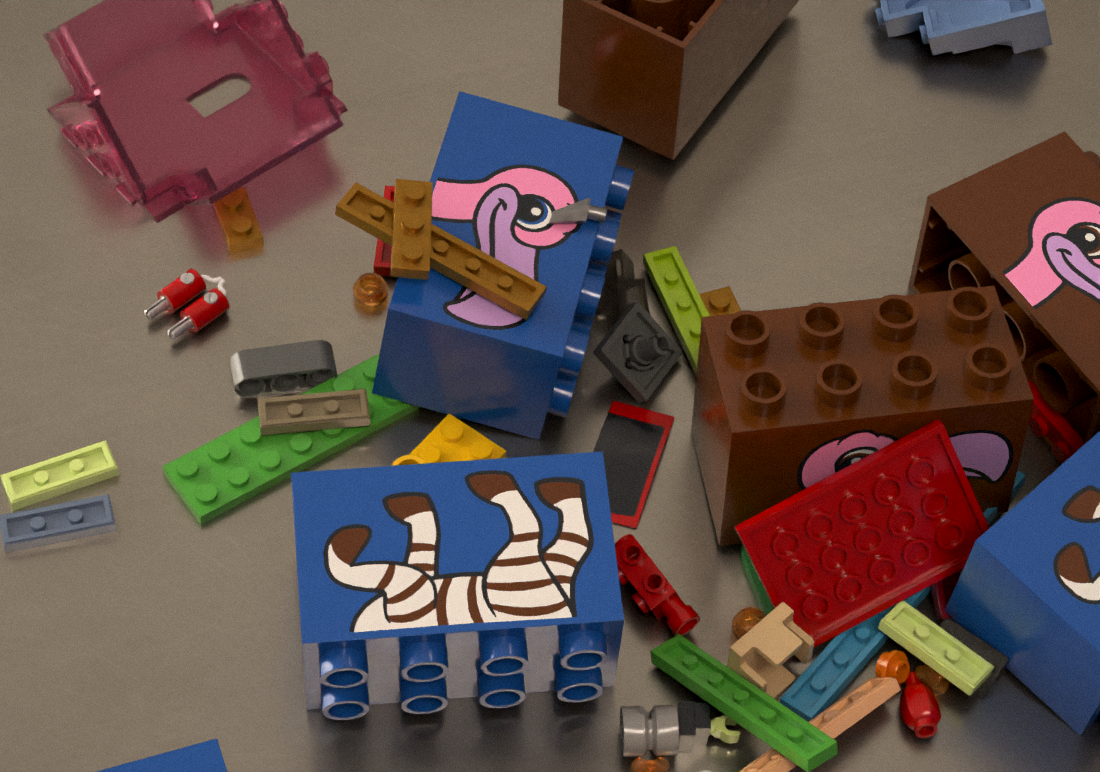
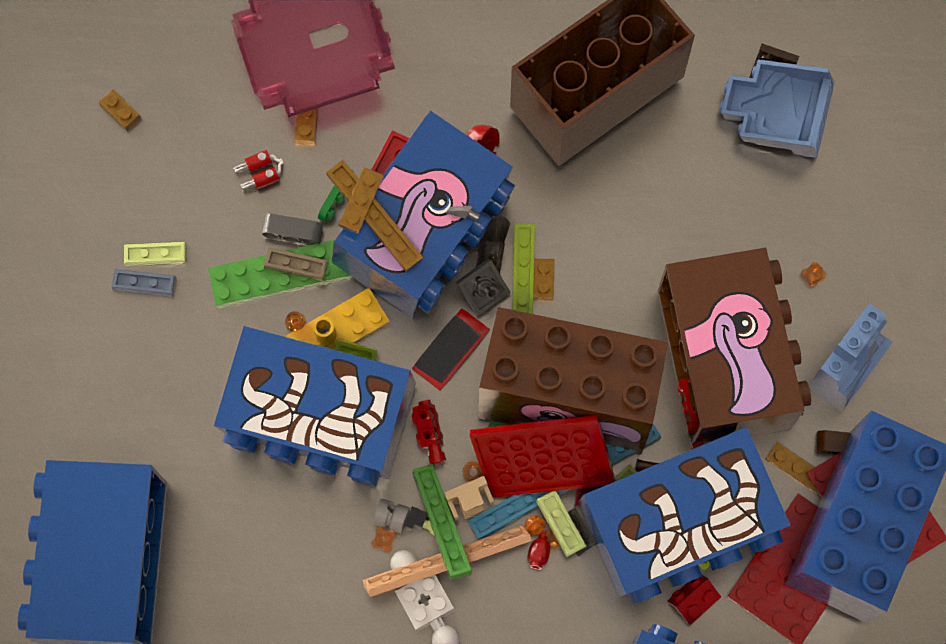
camera: 25 degrees right, 20 degrees up
(335, 298) = (328, 209): none -> green plate

